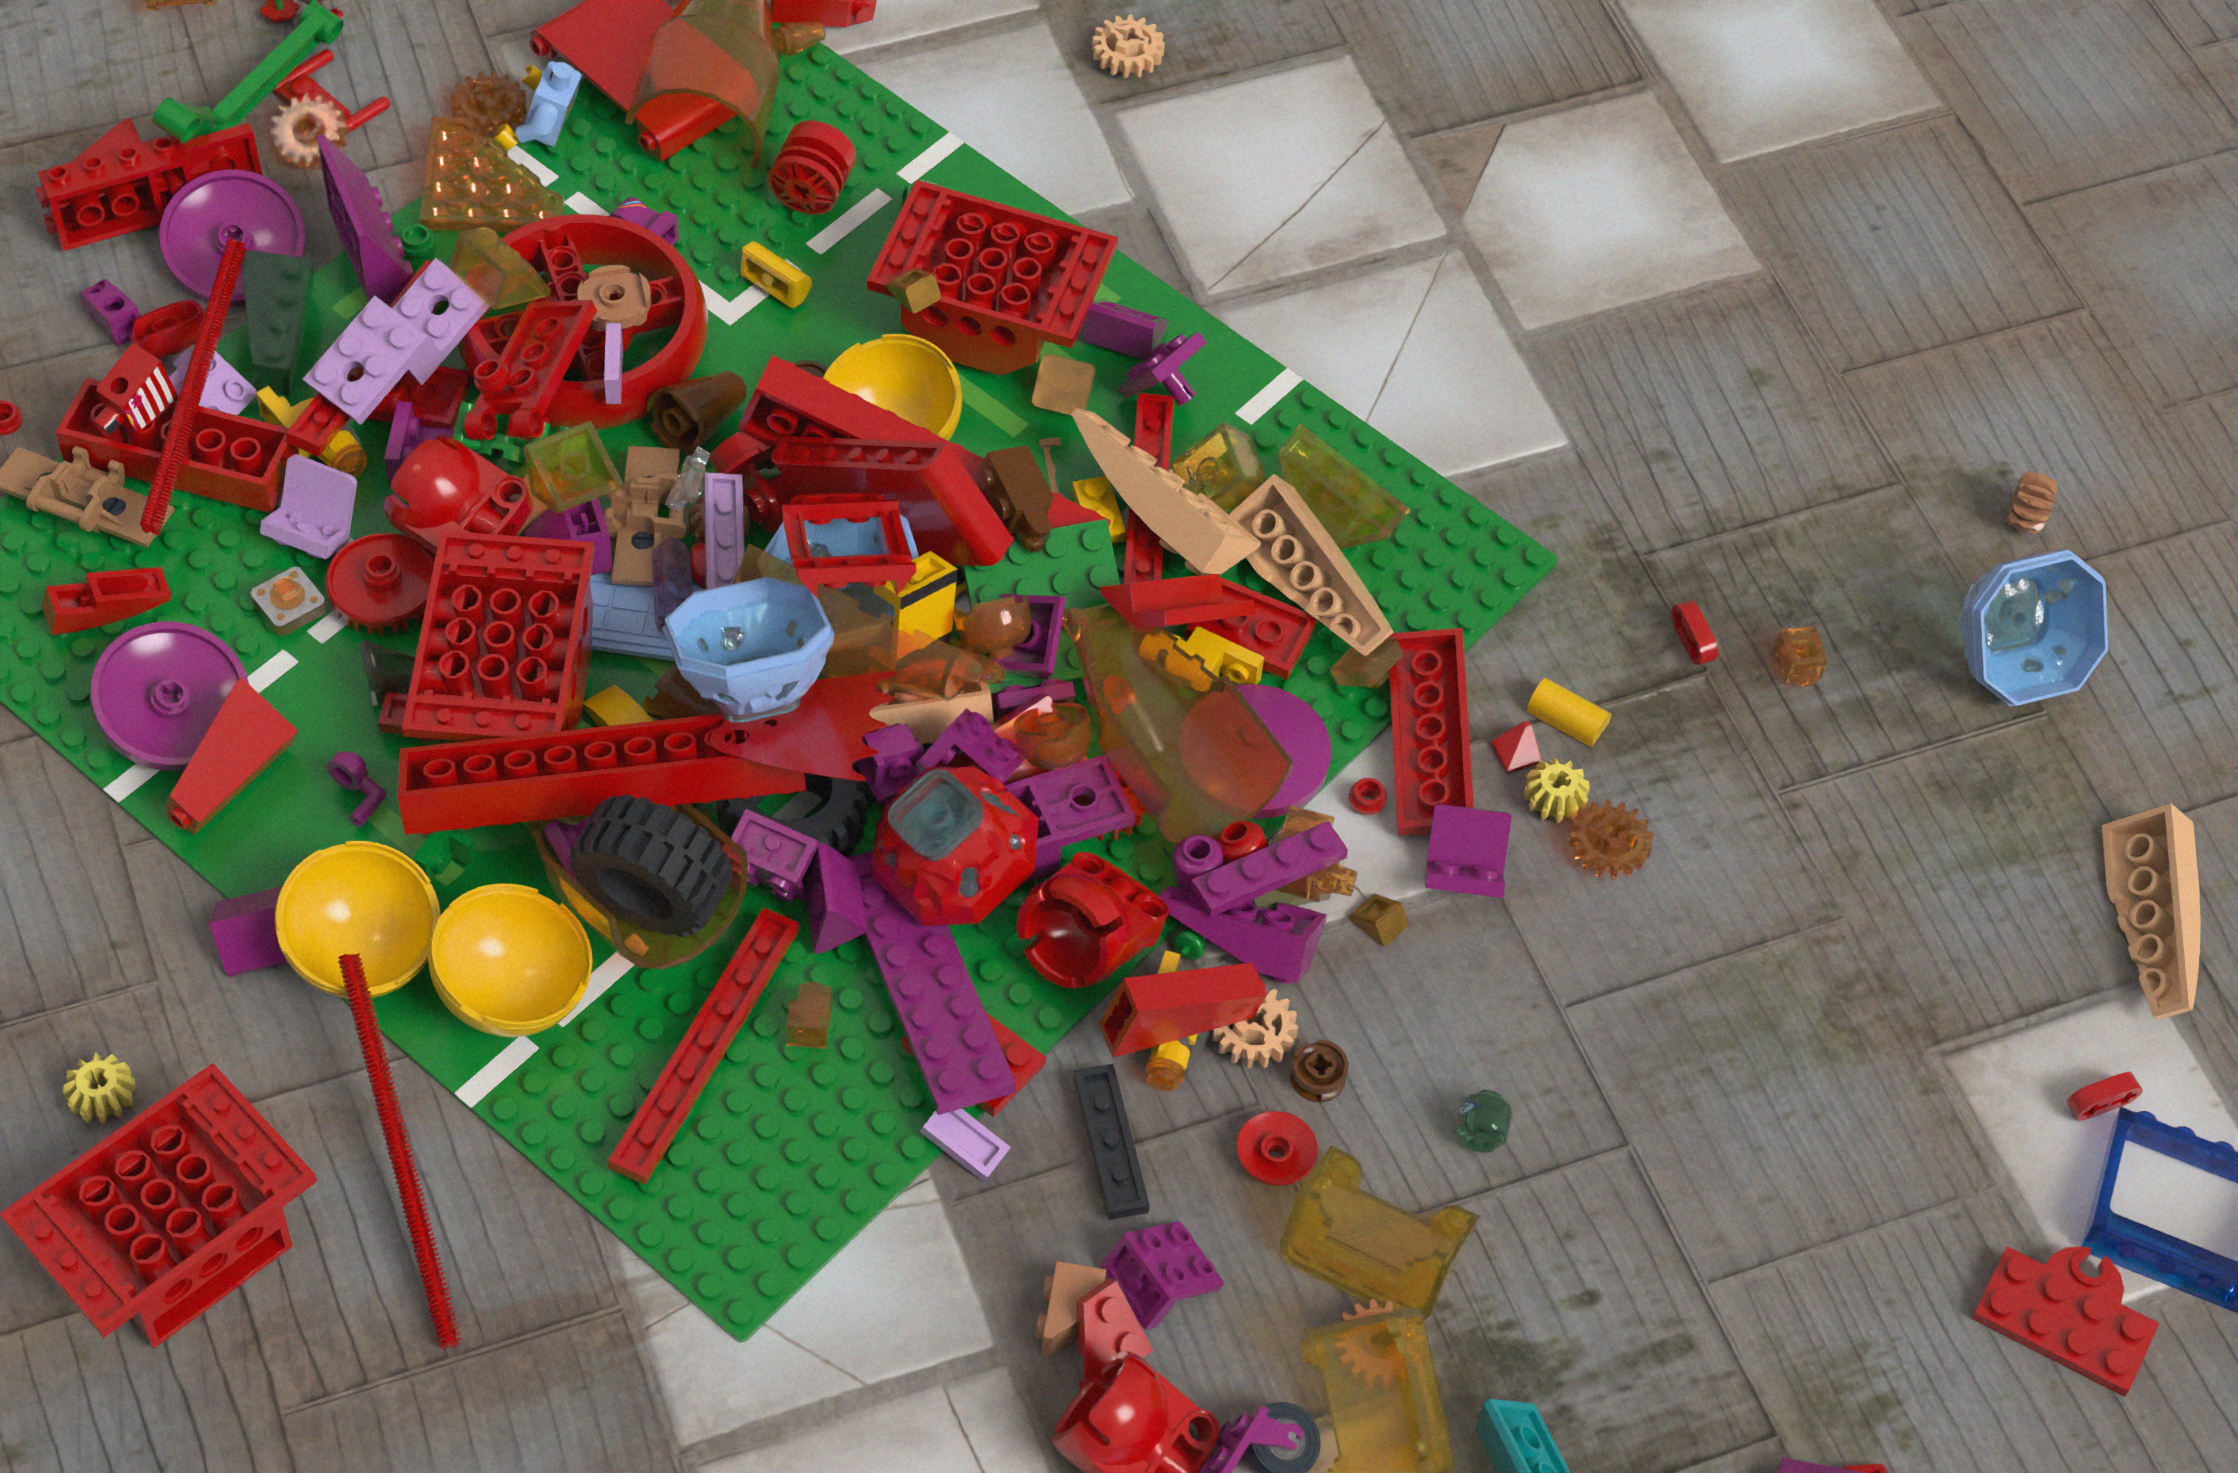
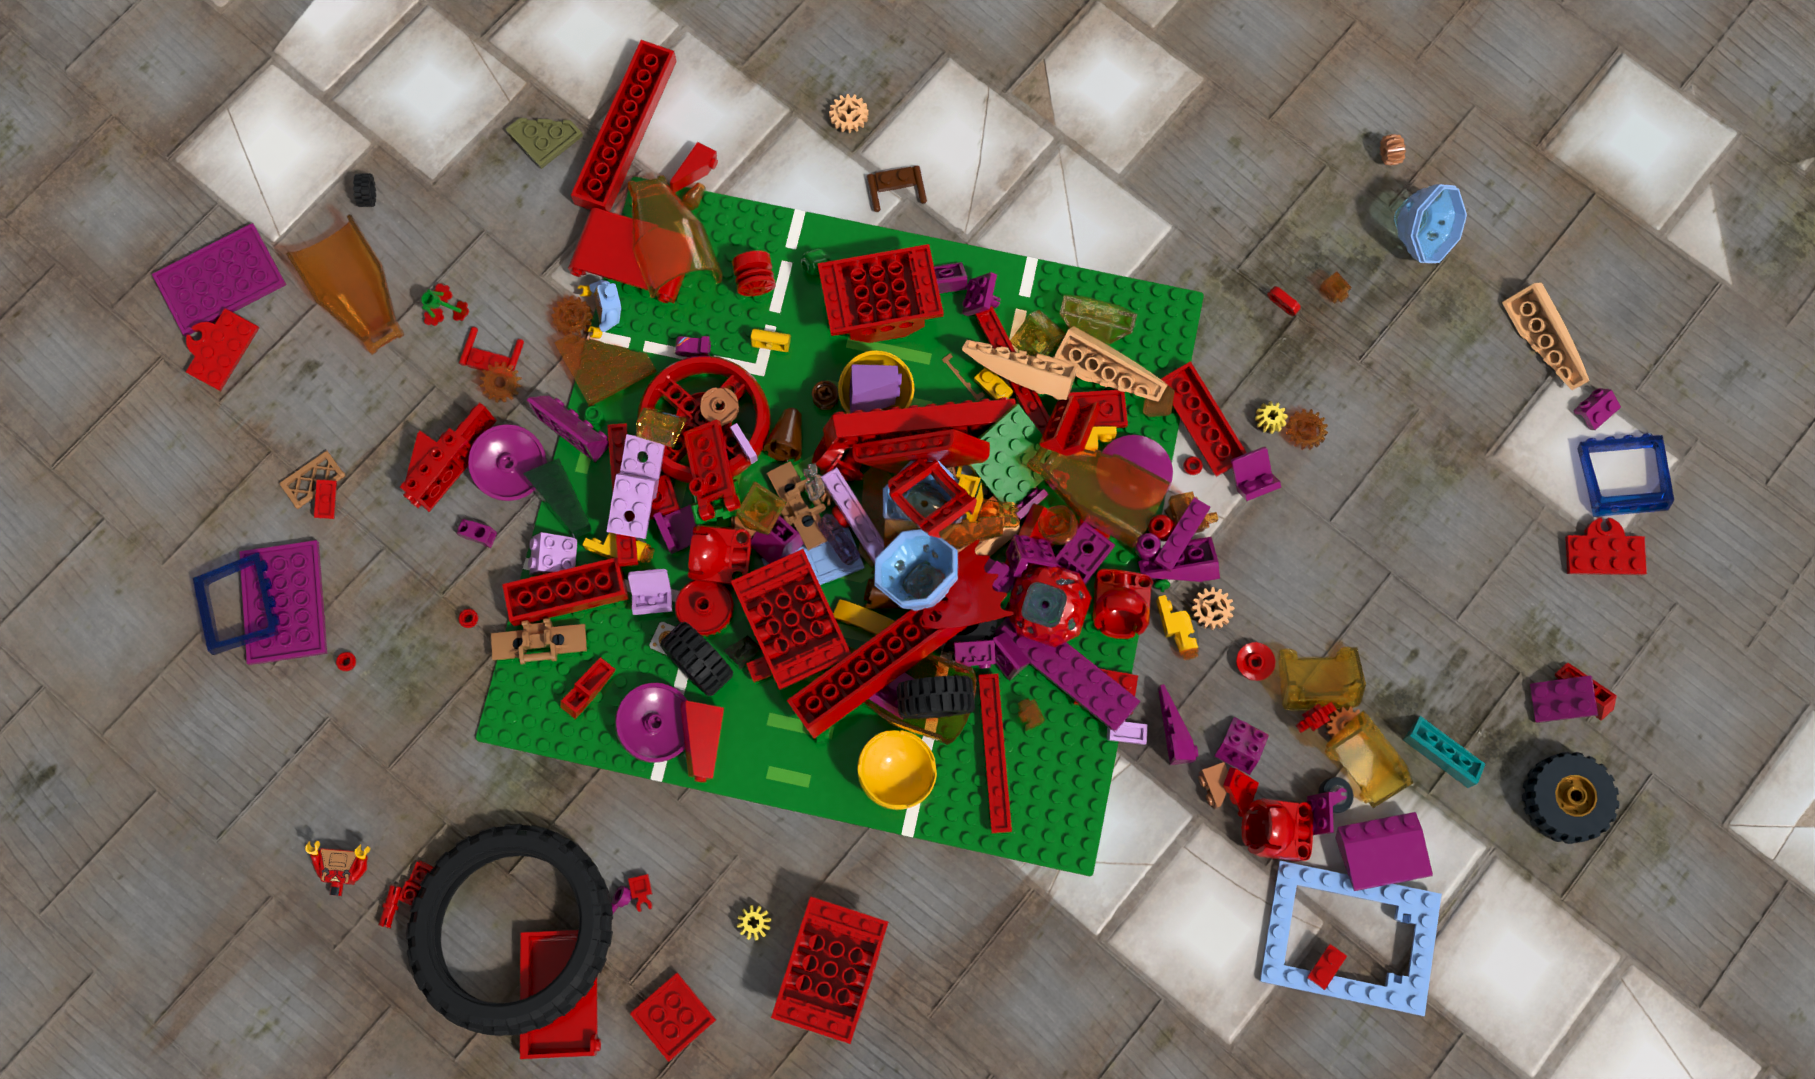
camera: 25 degrees left, 20 degrees up
(134, 392) = (536, 578): red torso -> none
(168, 328) = (512, 529): red piece -> none
(189, 121) = (455, 405): green piece -> none
(192, 387) = (558, 566): red axle -> none
(247, 932) = (768, 808): magenta slope -> none
(304, 624) = (696, 658): none -> black tyre
(351, 773) = (757, 711): magenta plate -> none
(353, 903) = (820, 789): yellow piece -> none
(392, 1125) = (904, 879): red axle -> none
(890, 380) = (873, 387): none -> medium lavender slope
(915, 289) = (857, 327): pearl gold slope -> none
(995, 626) = (1003, 487): clear orange cylinder -> none
(1018, 494) = (977, 418): reddish brown hinge -> none
(1038, 652) = (1016, 480): magenta slope -> none
(1045, 1196) = (1178, 739): none -> magenta wedge
(1063, 384) = (941, 329): clear orange piece -> none
(1111, 1142) = (1186, 697): black plate -> none
(1140, 168) = (895, 180): none -> reddish brown plate
(1179, 1005) = (1186, 624): red slope -> none
(1319, 1071) = (1250, 613): reddish brown wheel -> none
(1325, 1285) = (1315, 717): none -> red gear
(1380, 918) = (1231, 523): pearl gold slope -> none
(1484, 1121) = (1332, 599): clear green head -> none
(1517, 748) = (1241, 404): red slope -> none
(1568, 712) = (1252, 373): yellow brick -> none
(2104, 1096) = (1570, 439): red beam -> none
(2191, 1075) = (1598, 407): none -> magenta bracket

